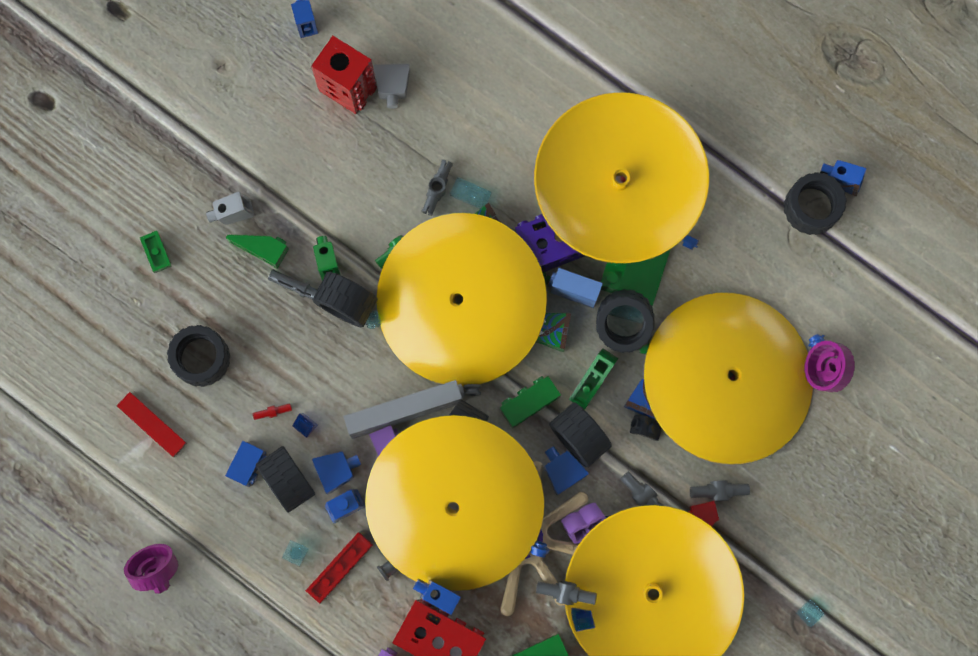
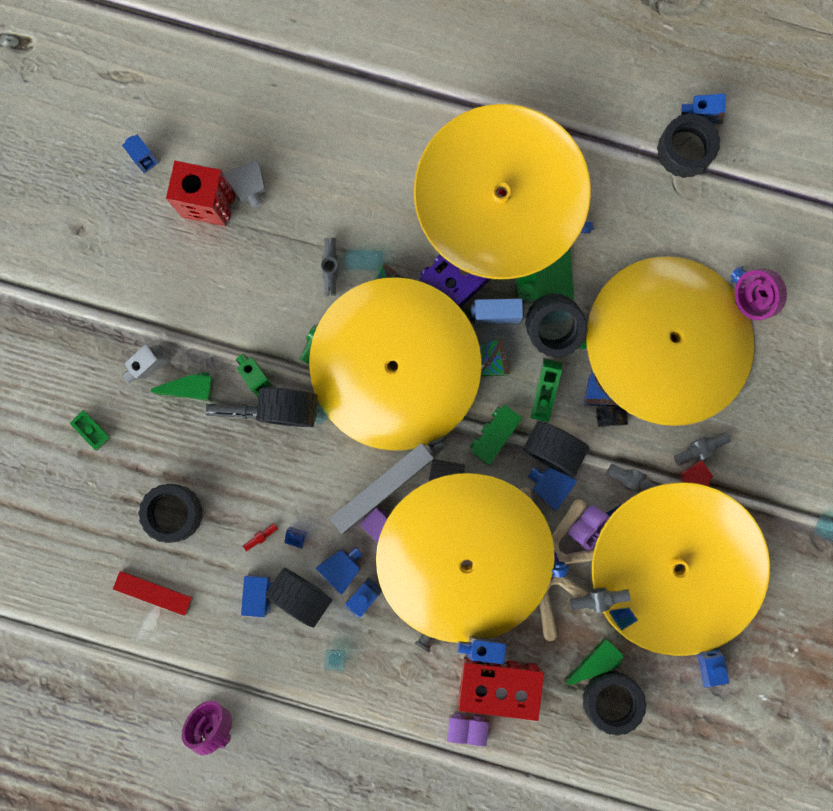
camera: 15 degrees left, 5 degrees up
(339, 567) = (380, 656): red tile -> none

